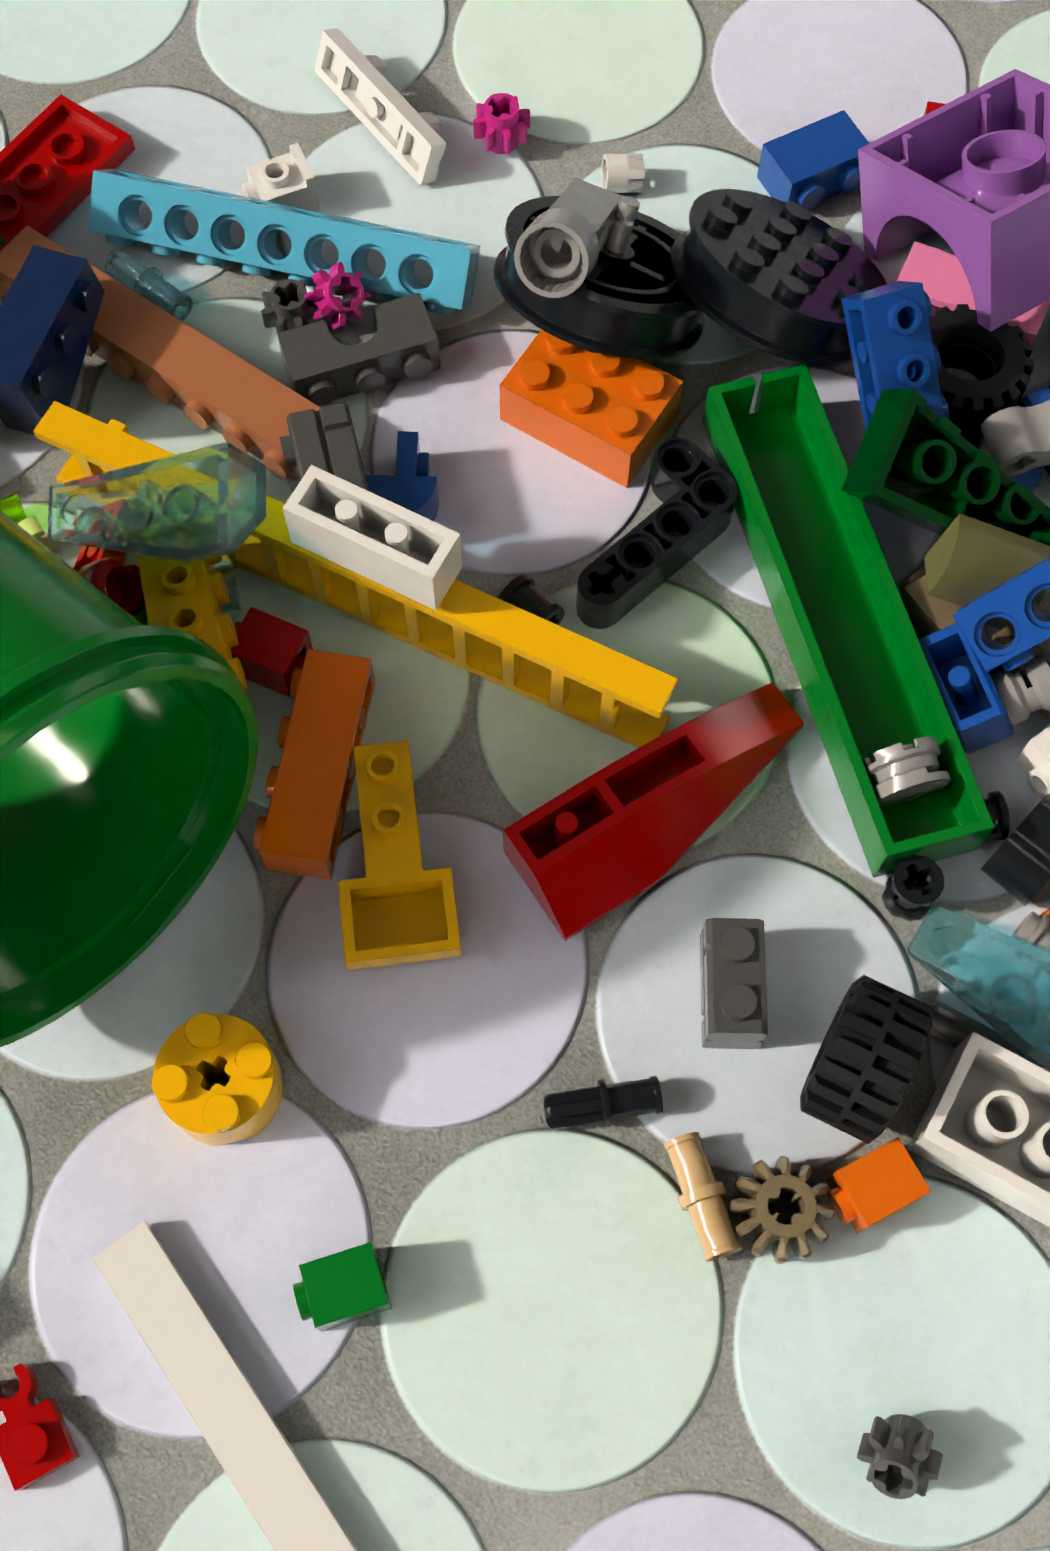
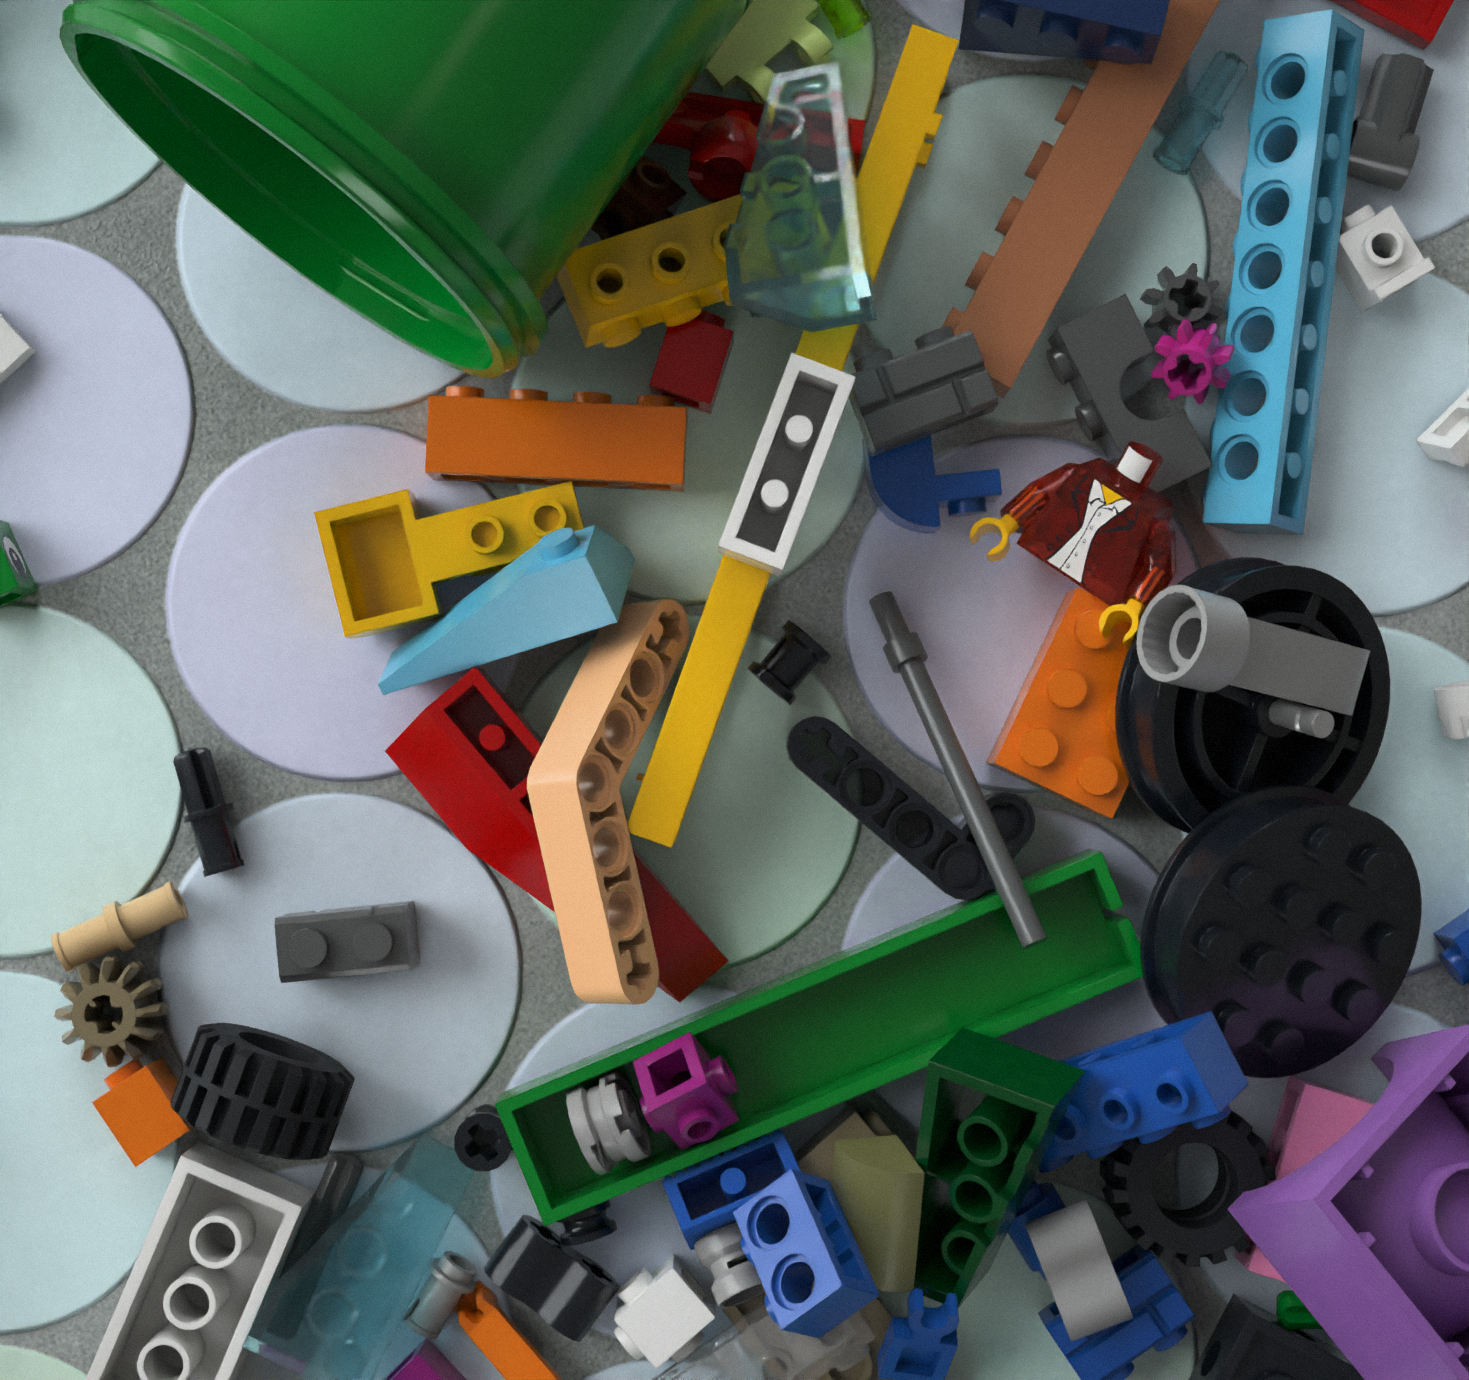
camera: 80 degrees right, 20 degrees up
(167, 161) = (1383, 134): none -> dark grey piece
(209, 1047) = (170, 362): yellow brick -> none
(454, 781) = (543, 596): none -> medium azure wedge
(459, 366) = (1098, 530): none -> clear red torso
(536, 522) = (907, 657): none -> dark grey bar
(634, 741) = (581, 808): none -> light nougat beam
(883, 702) = (686, 1091): none -> magenta brick

